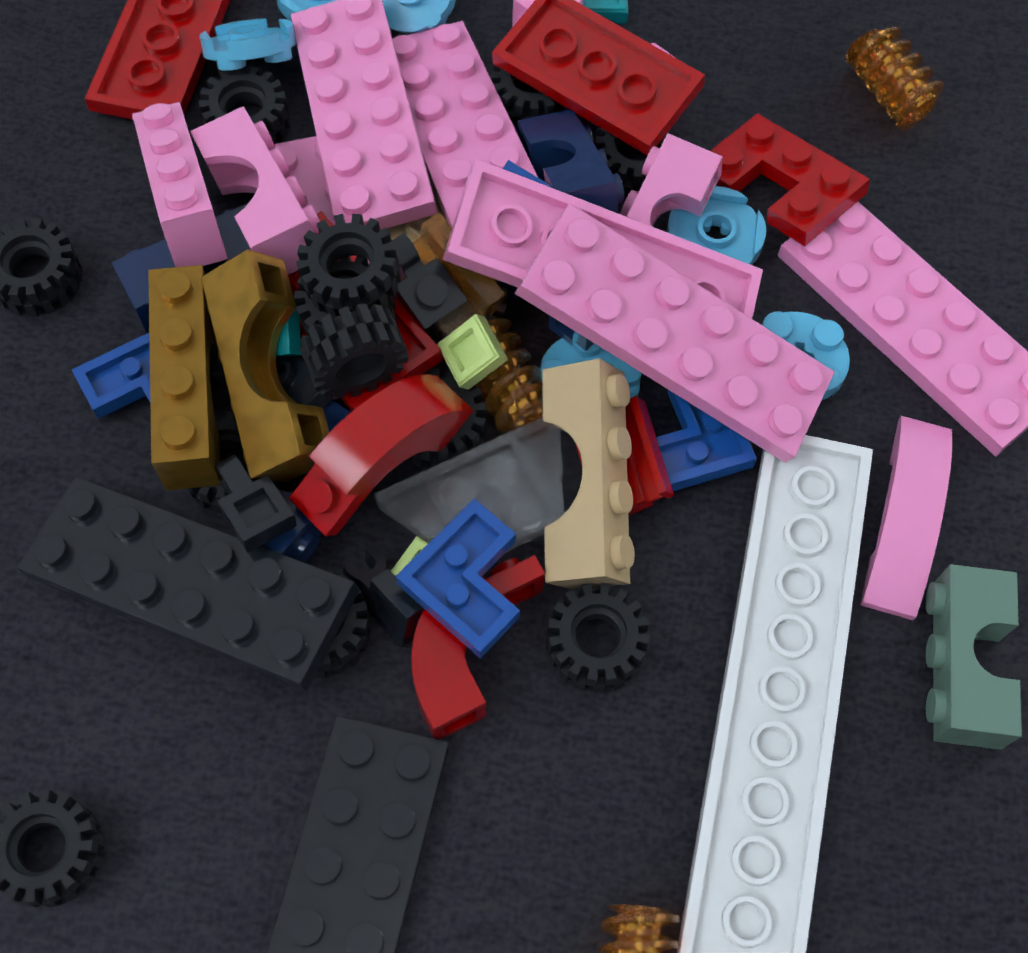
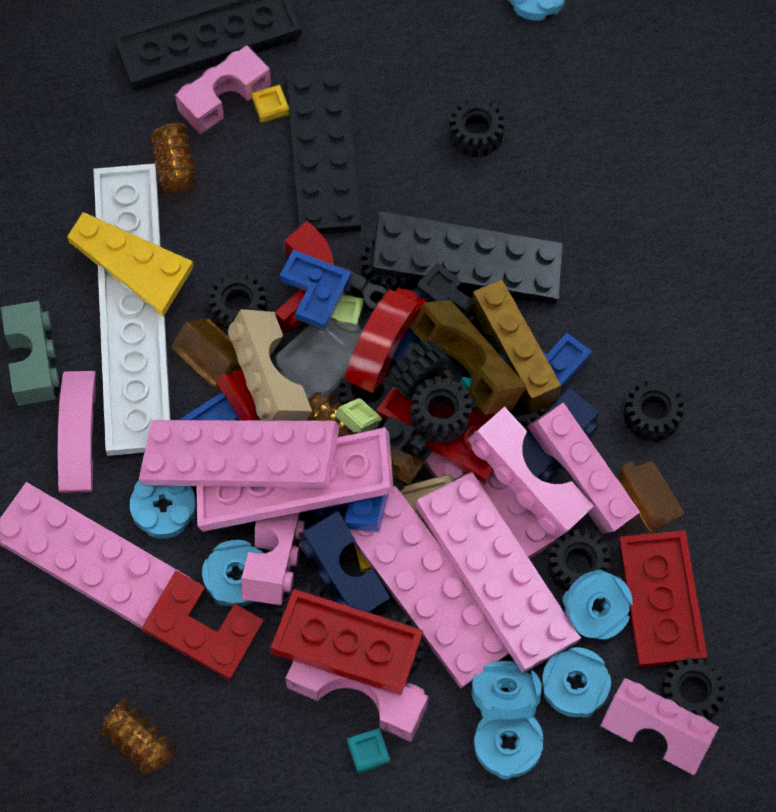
camera: 165 degrees right, 0 degrees up
(104, 167) = (650, 494): none -> clear orange panel
(669, 572) = (206, 349): none -> clear orange panel
(764, 757) = (143, 267): none -> yellow wing

